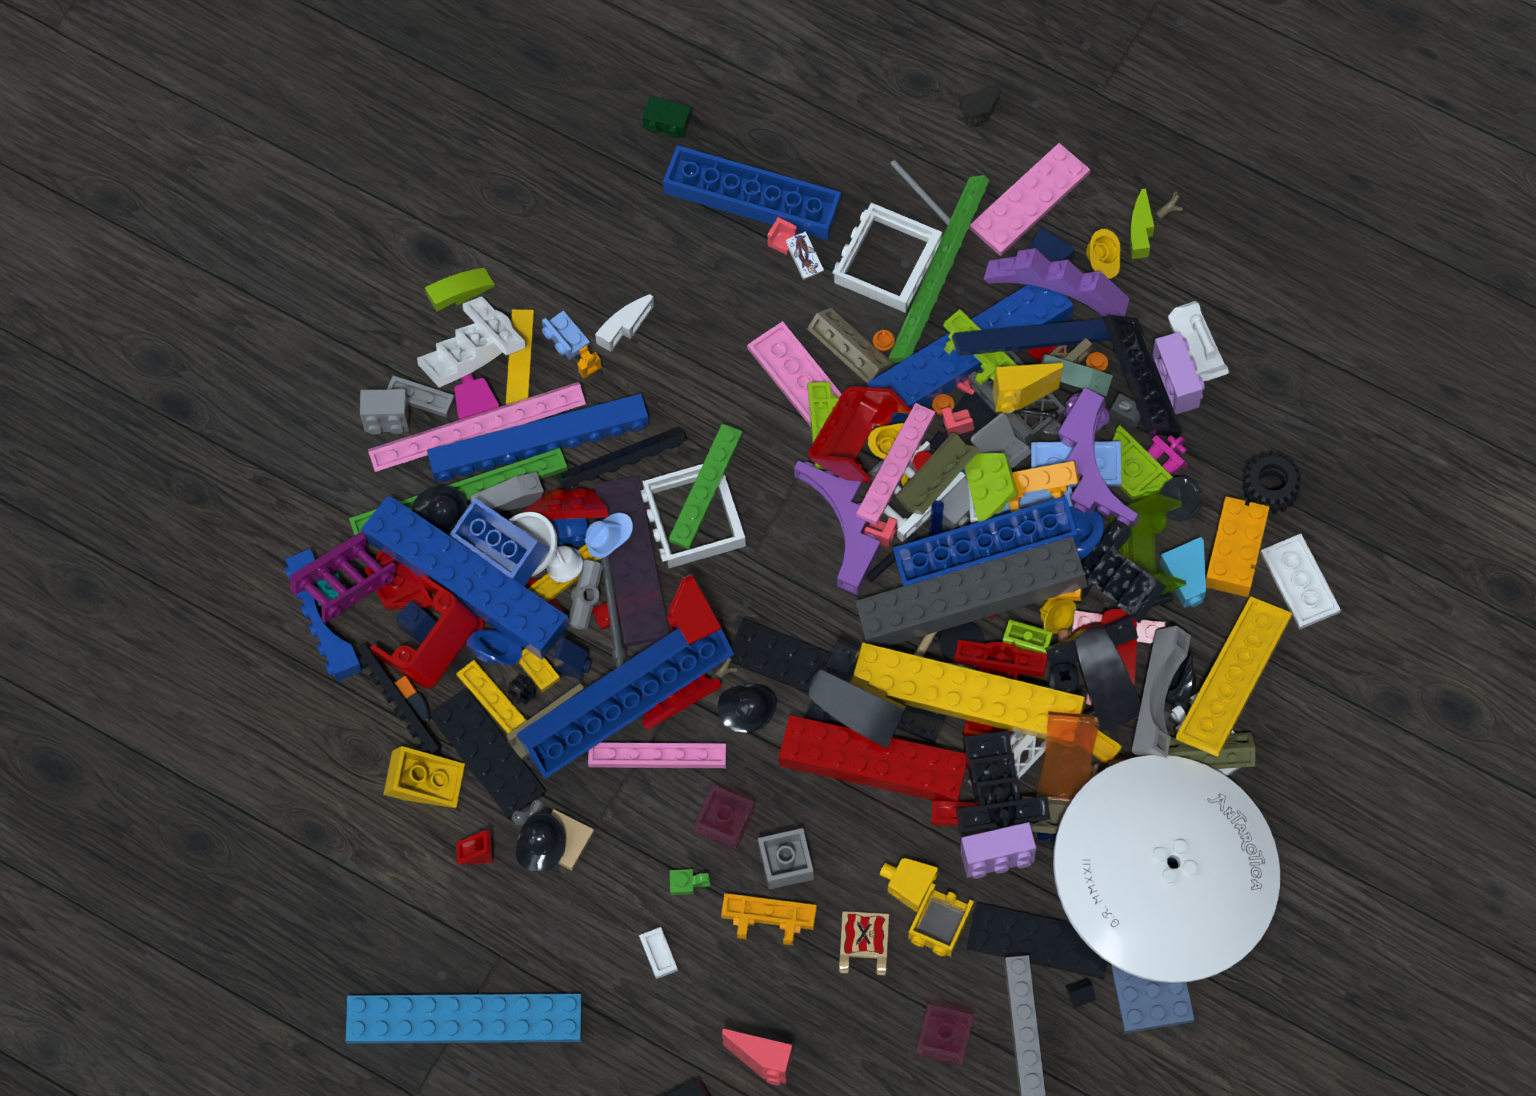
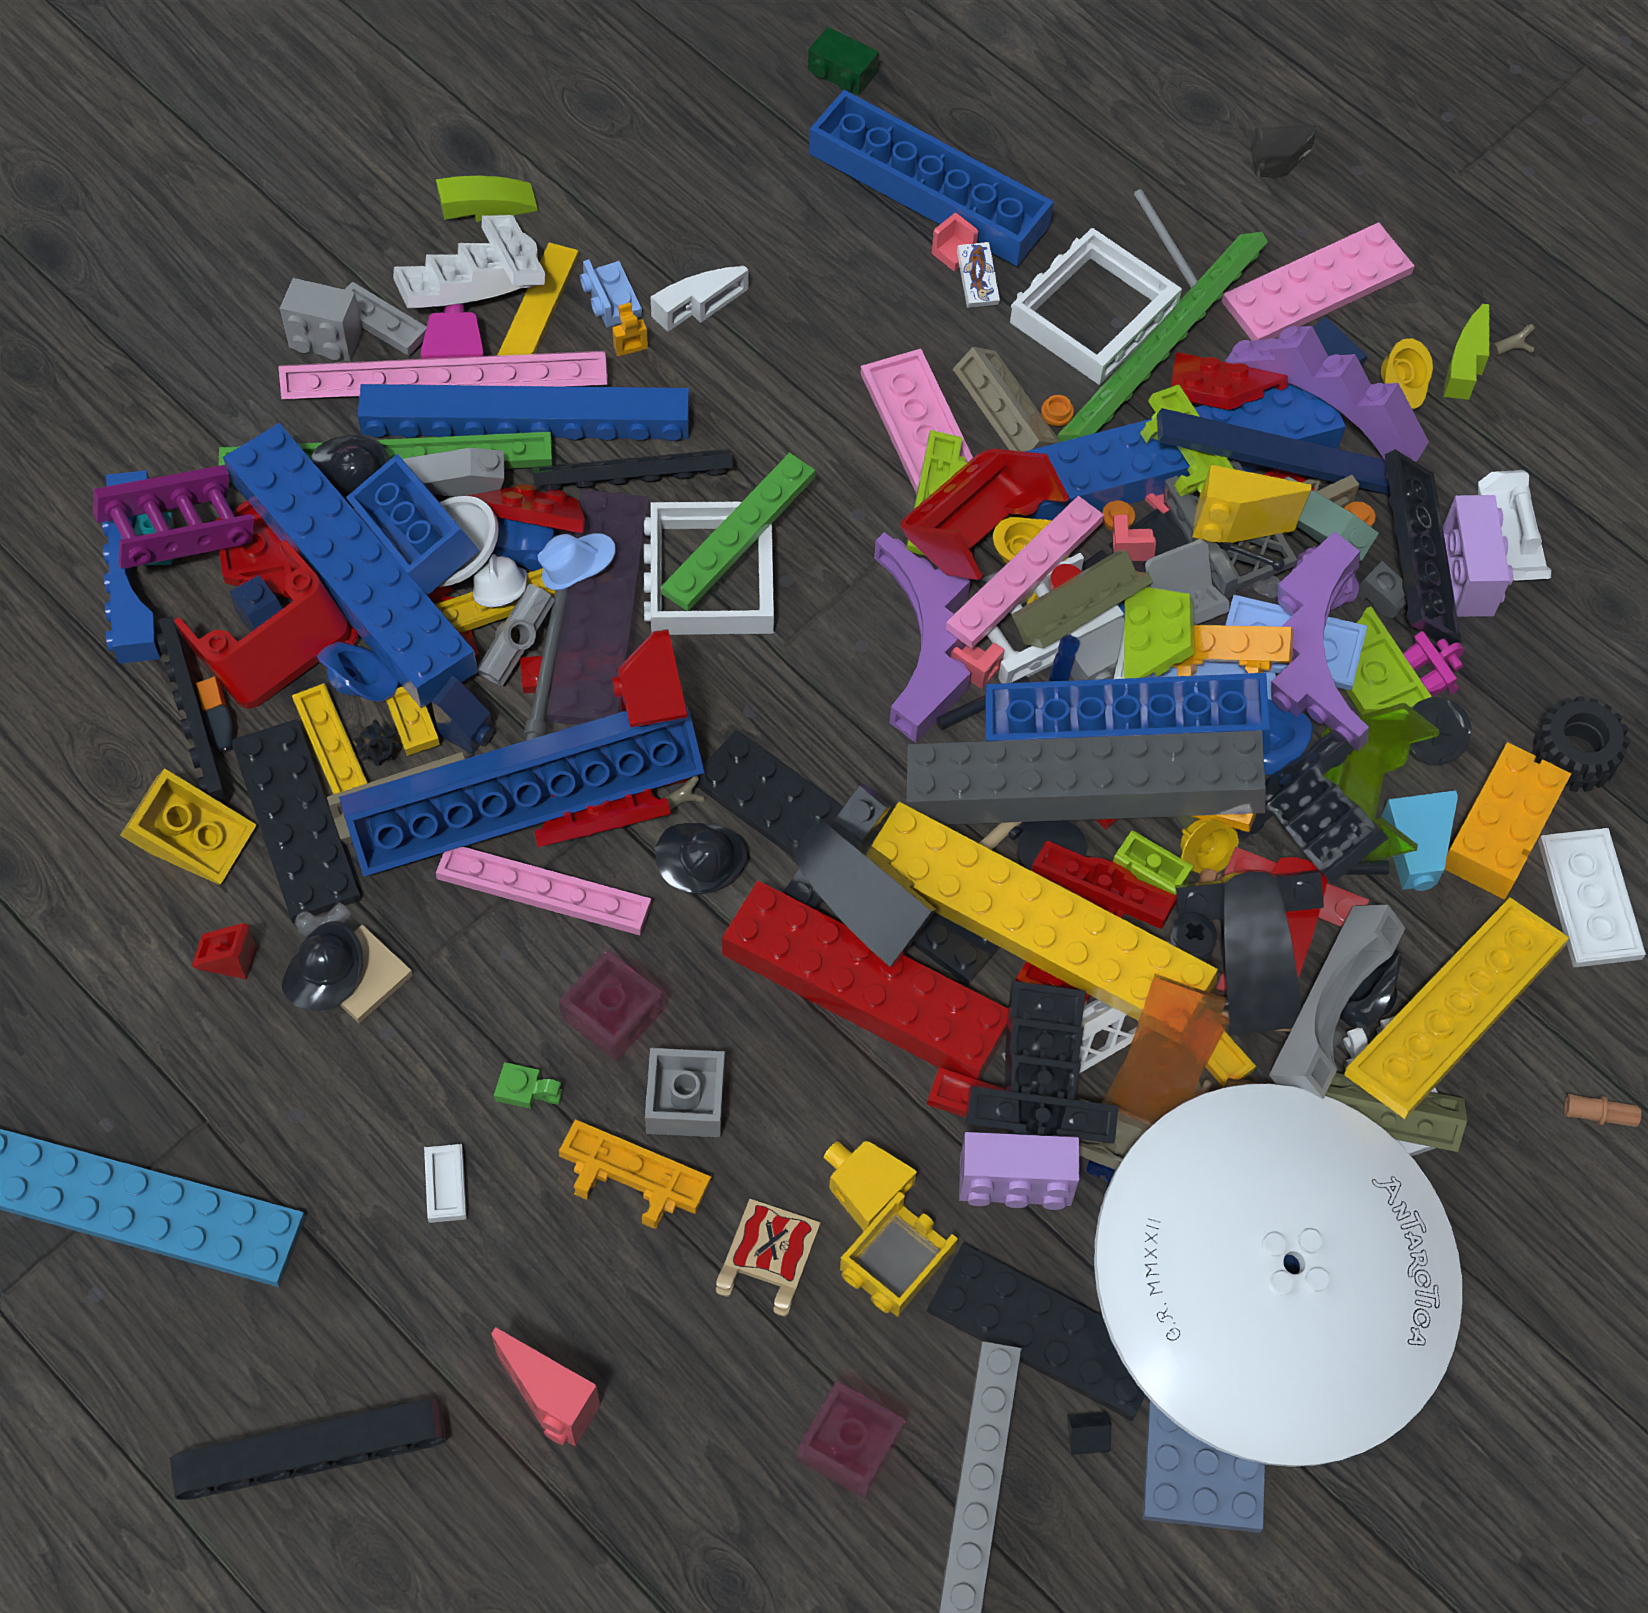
camera: 10 degrees right, 5 degrees down
(984, 295) = (1222, 383): none -> red wing
(1335, 716) = (1602, 1110): none -> nougat axle

